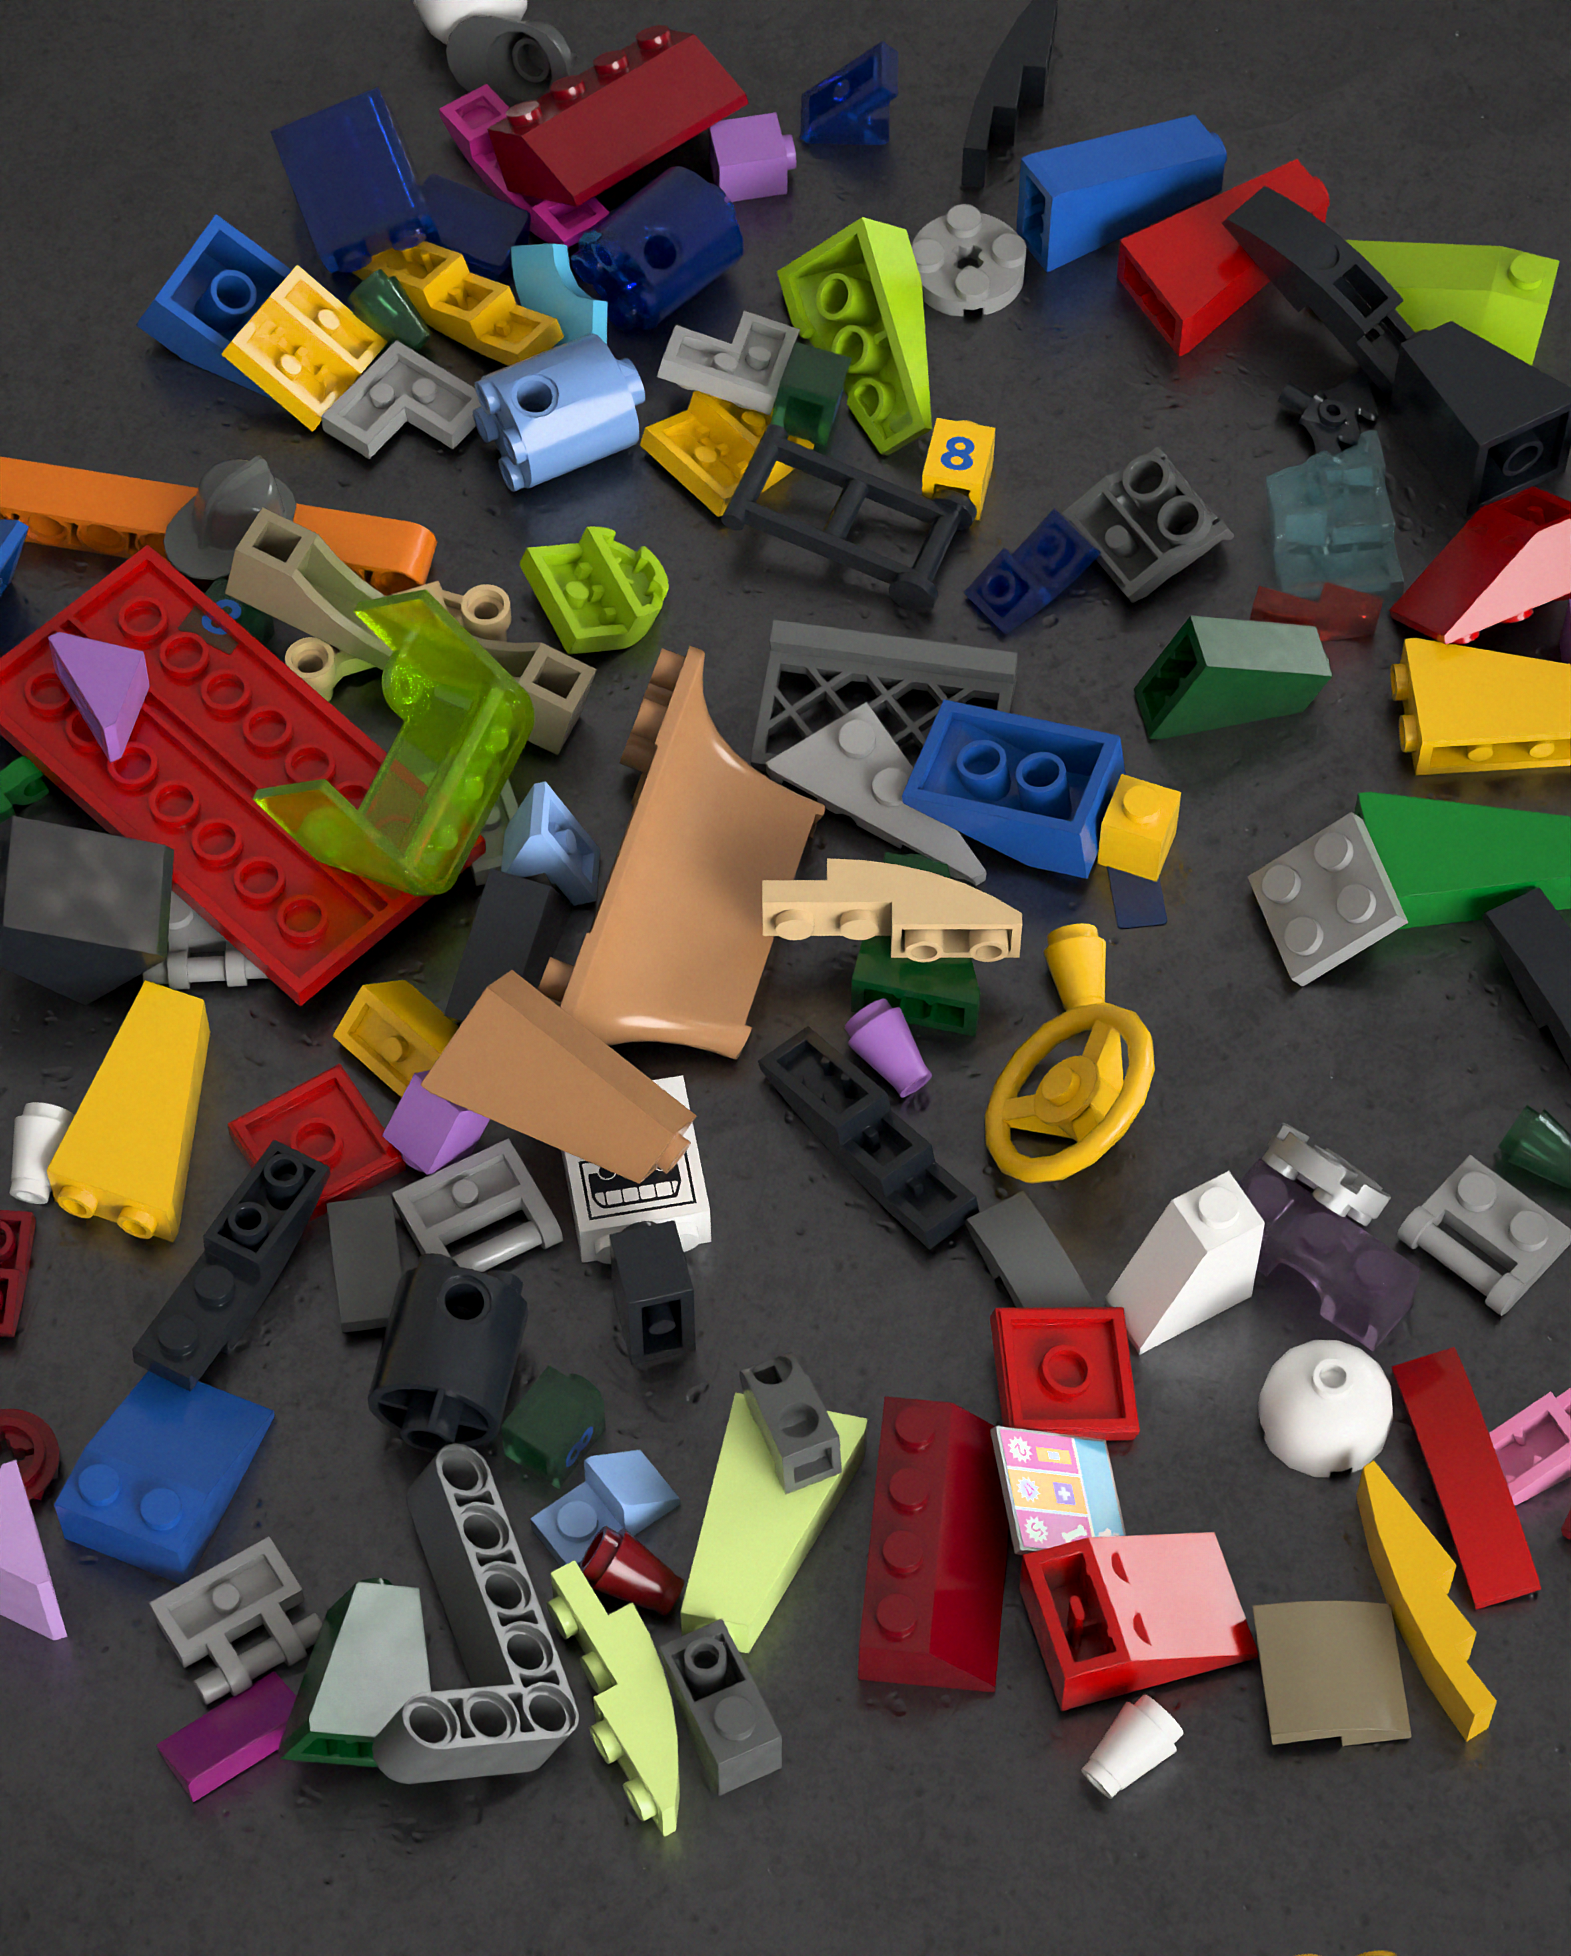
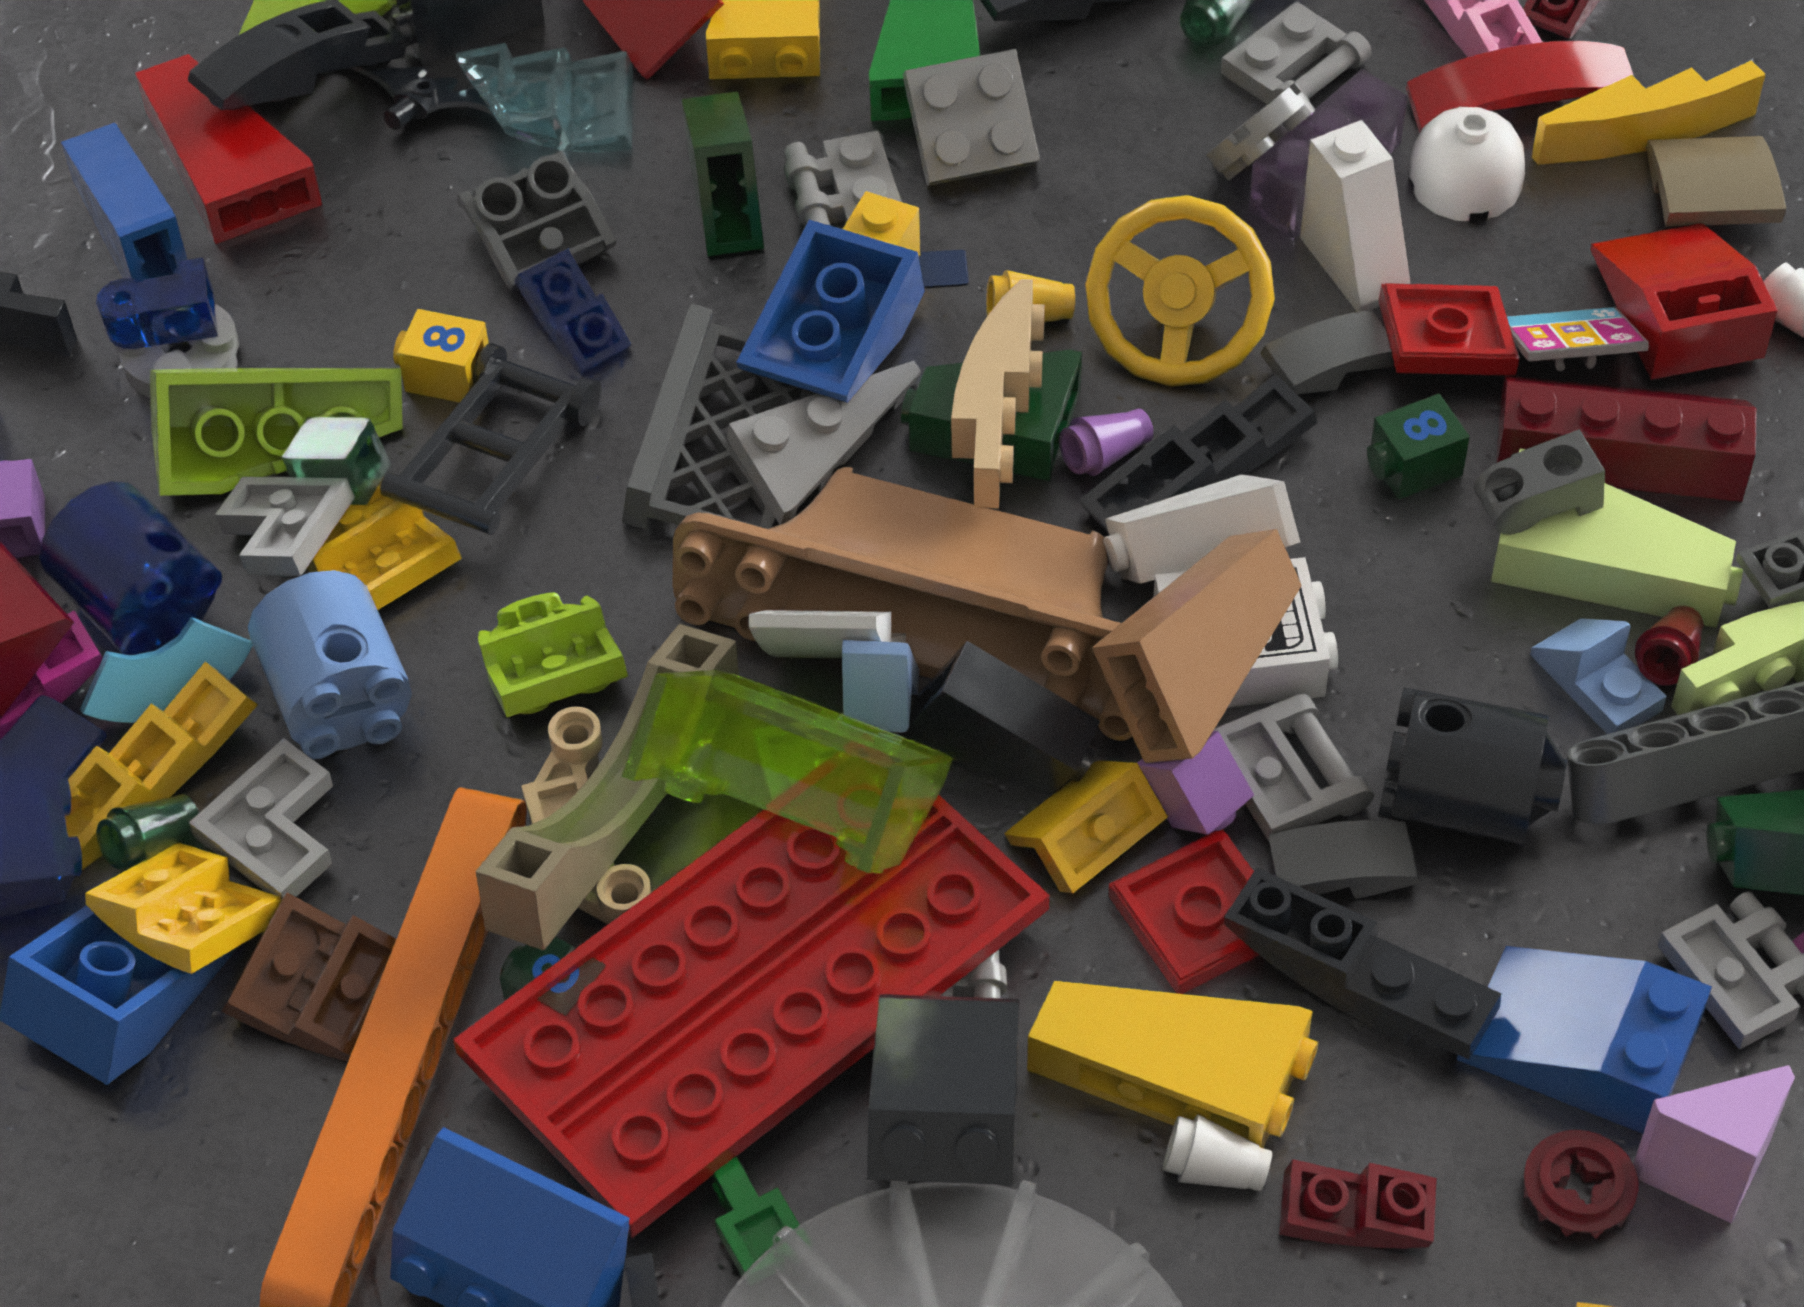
camera: 85 degrees left, 5 degrees down
(105, 685) = (671, 1059): medium lavender slope -> none
(212, 524) = (430, 963): dark grey piece -> none
(244, 429) = (311, 978): none -> reddish brown slope
(554, 1425) = (1525, 684): clear green brick -> none
(588, 793) = (818, 632): none -> white slope
(652, 1291) = (1393, 603): black brick -> none
(751, 1122) = (1188, 526): none -> white slope
(891, 1338) = (1418, 446): none -> dark green brick
(980, 237) = (160, 308): none -> clear blue leg
(1245, 817) = (850, 165): none -> light grey plate
(1337, 615) = (653, 111): clear red slope -> none

